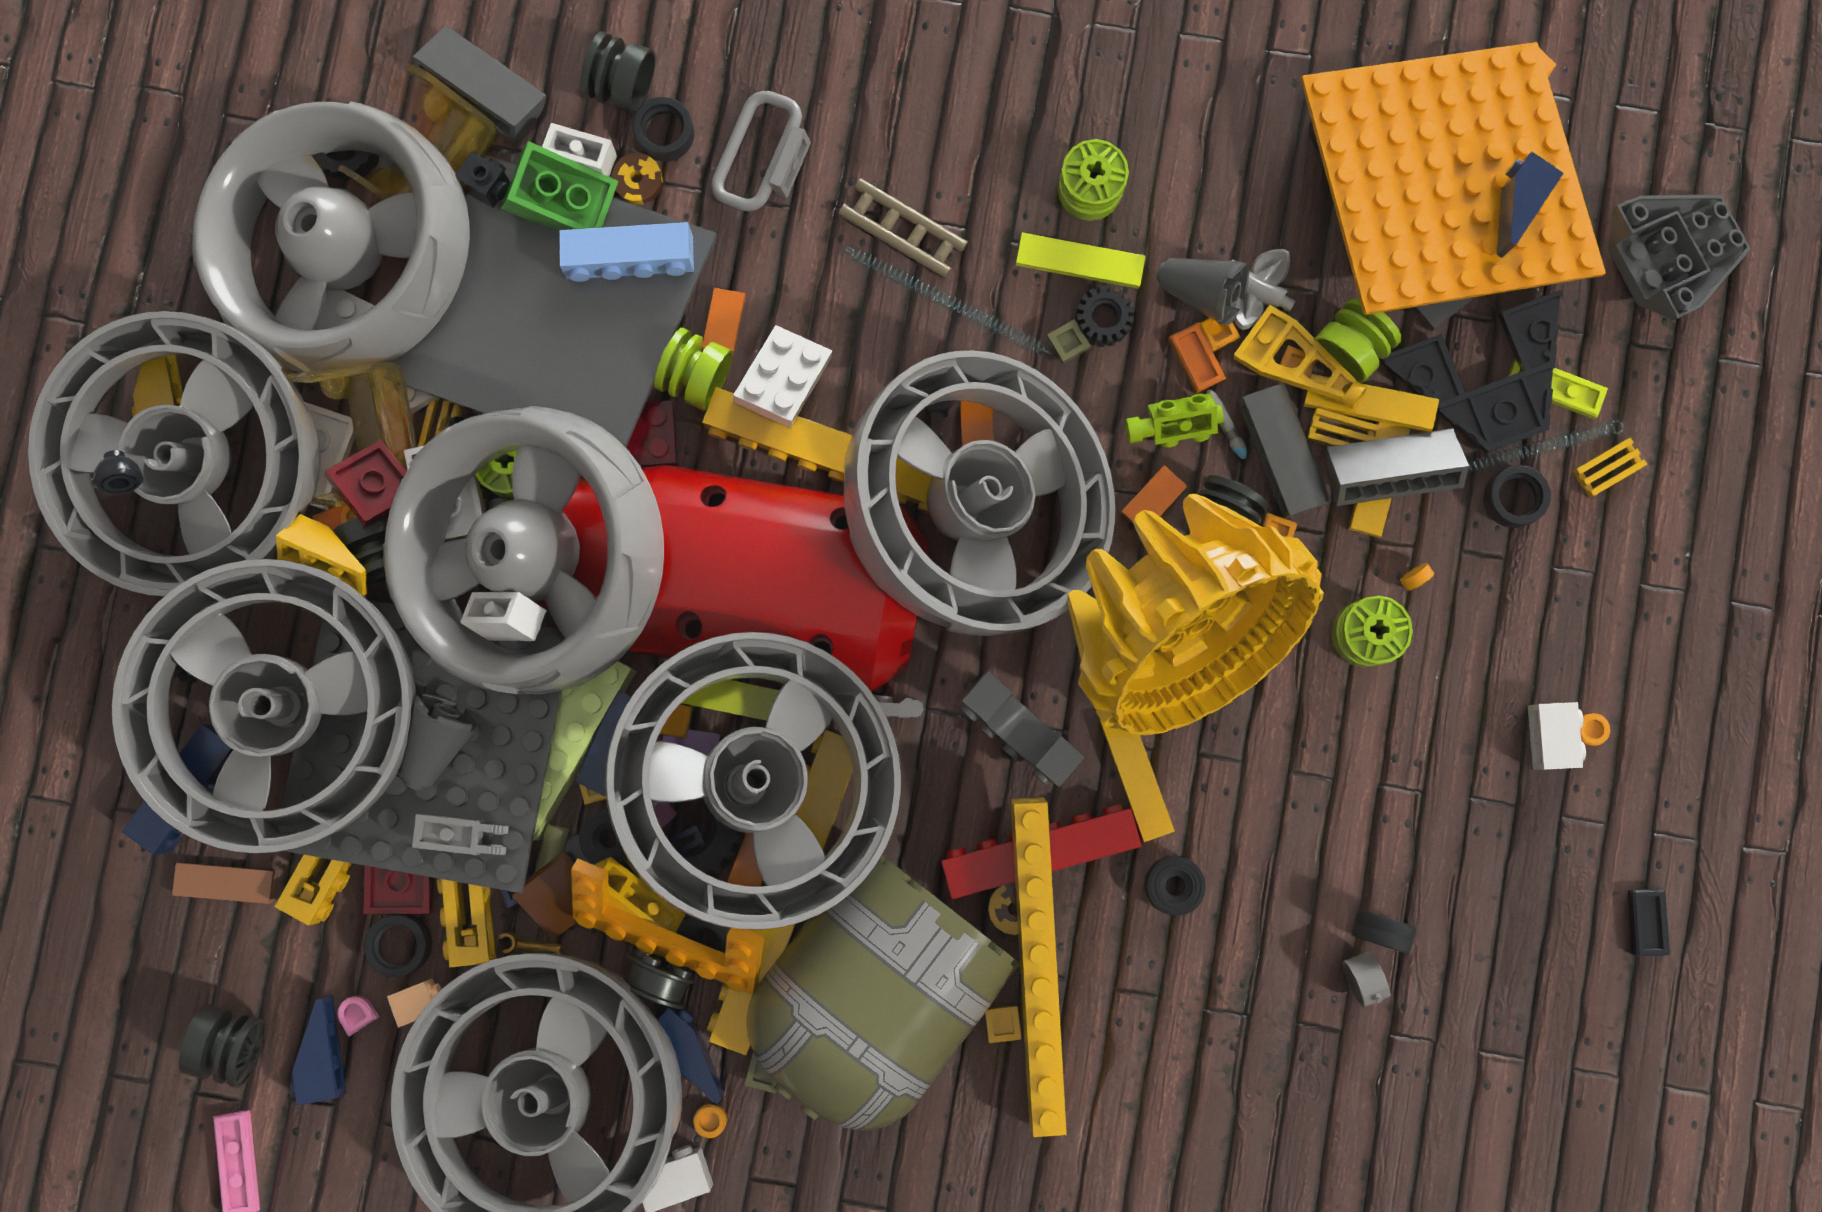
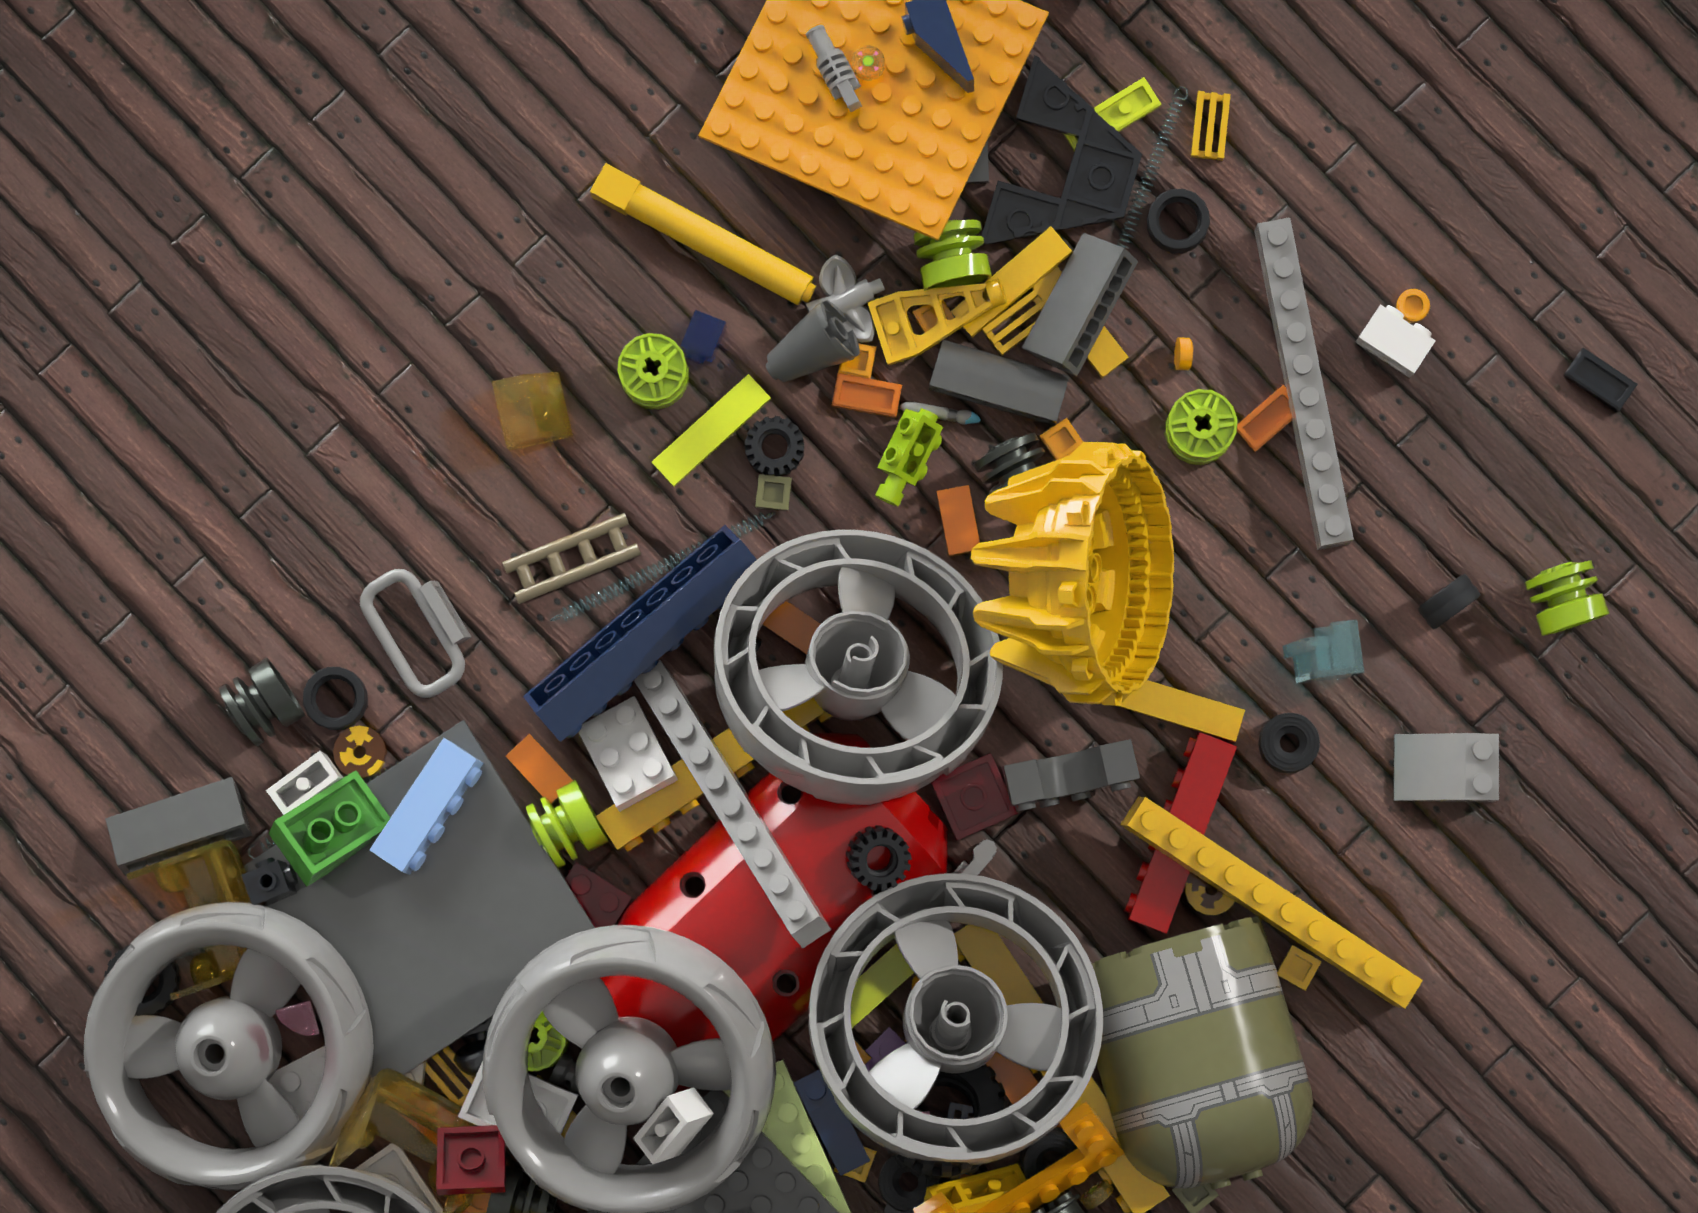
camera: 50 degrees left, 0 degrees up
(379, 263) = (299, 1018): none -> clear pink tile
(704, 996) = (1096, 1194): none -> clear yellow tile
(795, 483) = (732, 805): none -> light grey brick
(839, 643) = (896, 866): none -> black tyre
(876, 316) = (640, 635): none -> dark blue brick
(947, 667) = (973, 797): none -> dark red plate
(993, 112) = (532, 409): none -> clear yellow slope
(1147, 200) = (703, 337): none -> clear blue brick
(1211, 68) = (631, 198): none -> yellow brick
(1250, 1027) = (1446, 767): none -> light grey slope
(1269, 864) = (1329, 655): none -> clear light blue plate
(1366, 979) = (1477, 644): light grey piece -> none
(1416, 682) = (1266, 420): none -> orange tile
(1436, 137) = (834, 67): none -> light grey hinge
(1459, 1024) = (1566, 597): none -> lime wheel
(1460, 161) = (868, 63): none -> clear yellow tile
(1466, 688) = (1303, 384): none -> light grey brick

